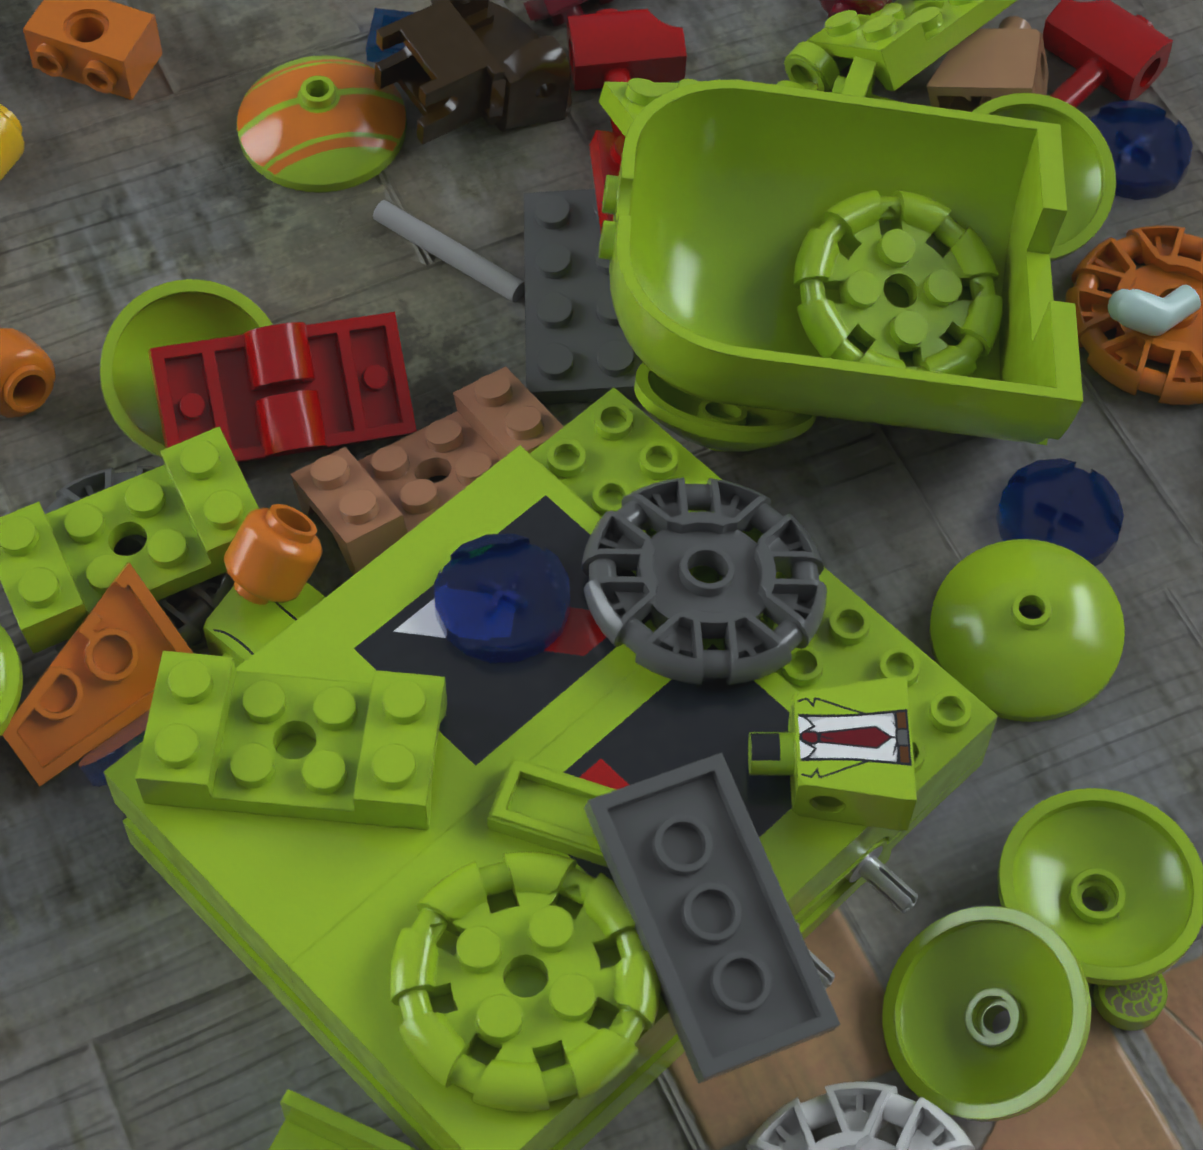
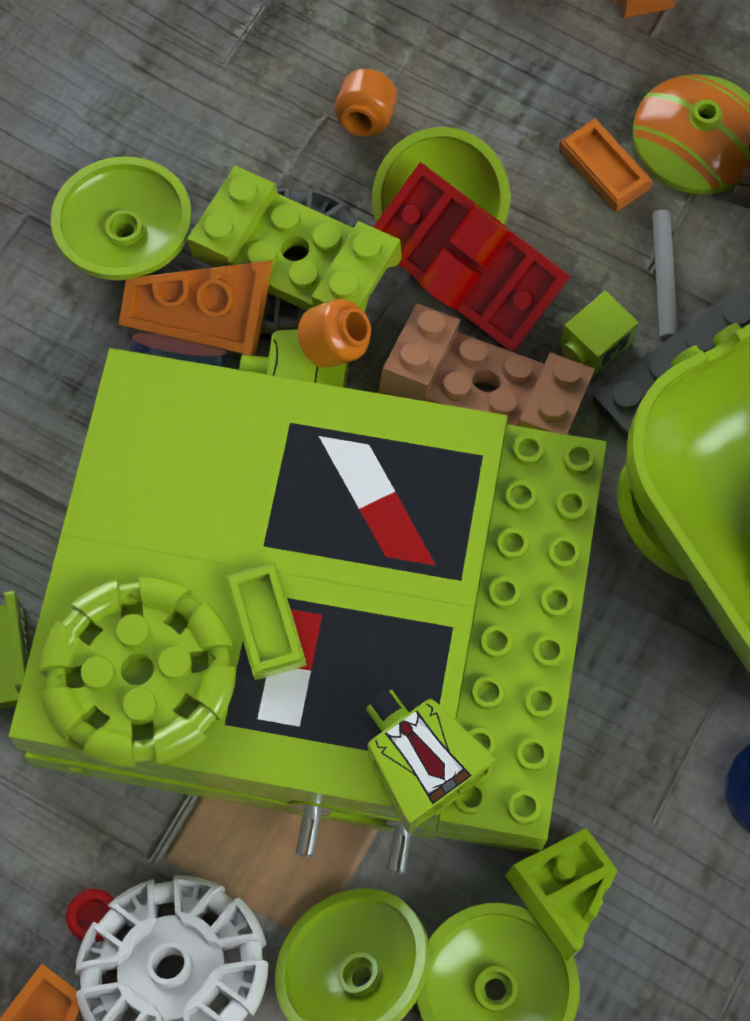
camera: 55 degrees right, 10 degrees up
(219, 731) = (175, 388): lime piece -> none
(281, 220) = (605, 165): none -> orange tile
(465, 339) = (598, 333): none -> lime brick
(502, 598) = (385, 481): clear blue tile -> none
(693, 610) = (476, 618): dark grey plate -> none
(711, 917) = (249, 750): dark grey plate -> none
(1023, 664) = (677, 857): lime dish -> none
(1044, 757) = (565, 888): none -> lime wing

